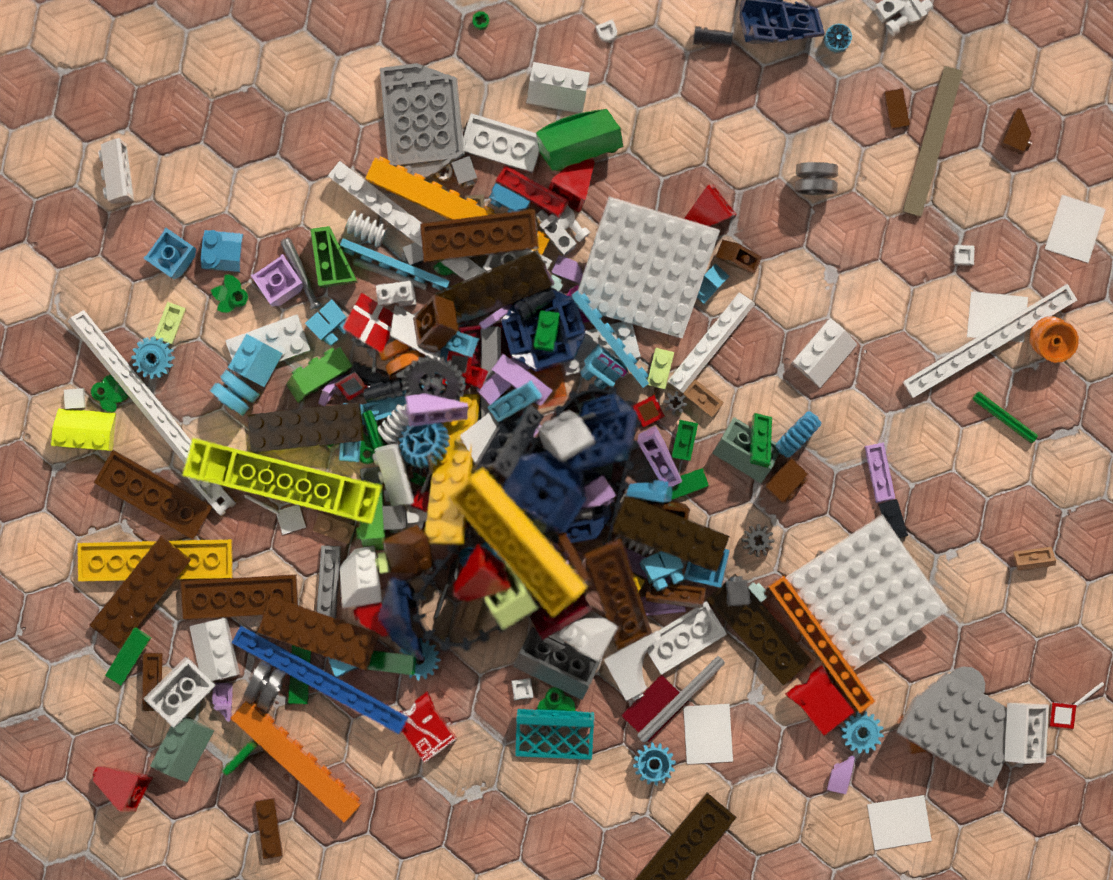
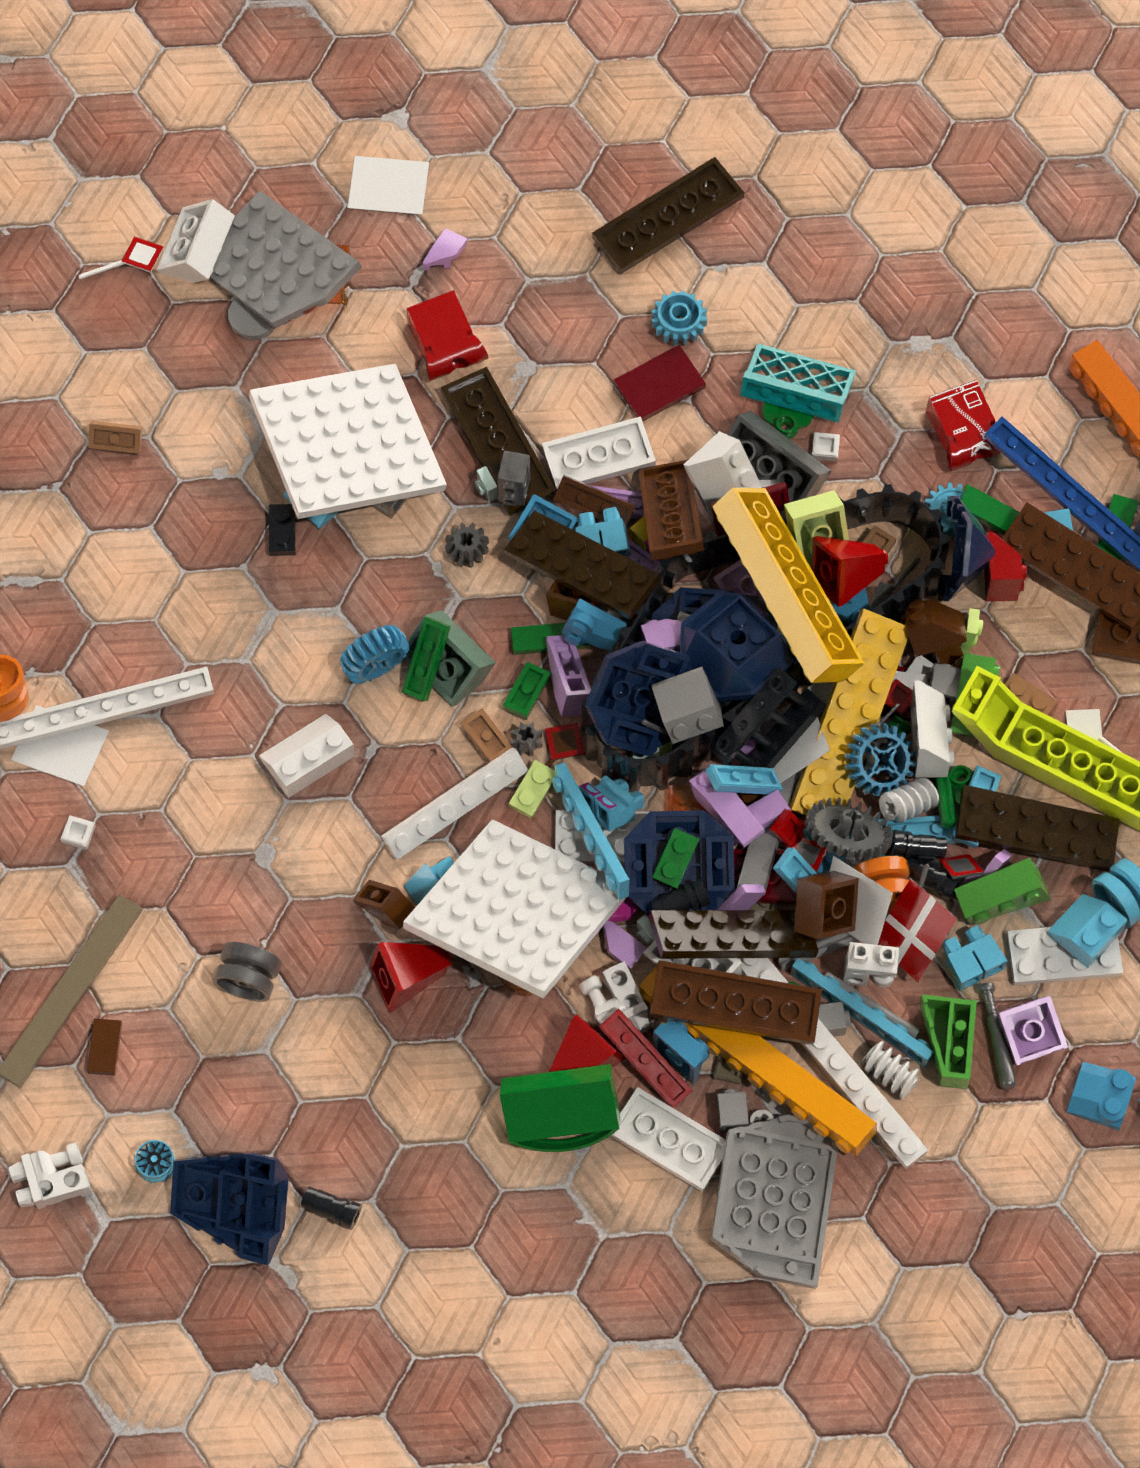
camera: 165 degrees left, 20 degrees down
(227, 294) = (1106, 1036): green plate -> none
(328, 580) = (1050, 634): light grey tile -> none
(360, 578) = (1008, 615): white slope -> none
(370, 475) = (964, 750): dark grey tile -> none
(431, 409) = (863, 793): lavender slope -> none
(483, 25) = (652, 1311): green bush -> none
(557, 87) = (569, 1195): white slope -> none
(573, 559) = (718, 554): reddish brown plate -> none
(607, 31) = (477, 1258): white tile -> none
(627, 666) = (681, 437): white arch -> none
(681, 698) = (623, 381): light grey axle -> none
(708, 734) = (599, 340): white sticker -> none
(786, 480) = (408, 600): reddish brown brick -> none
(821, 643) = (424, 400): orange brick -> none
(851, 732) = (400, 280): medium azure gear -> none
(879, 472) = (280, 591): lavender tile -> none
(1005, 417) = (94, 616): green axle -> none

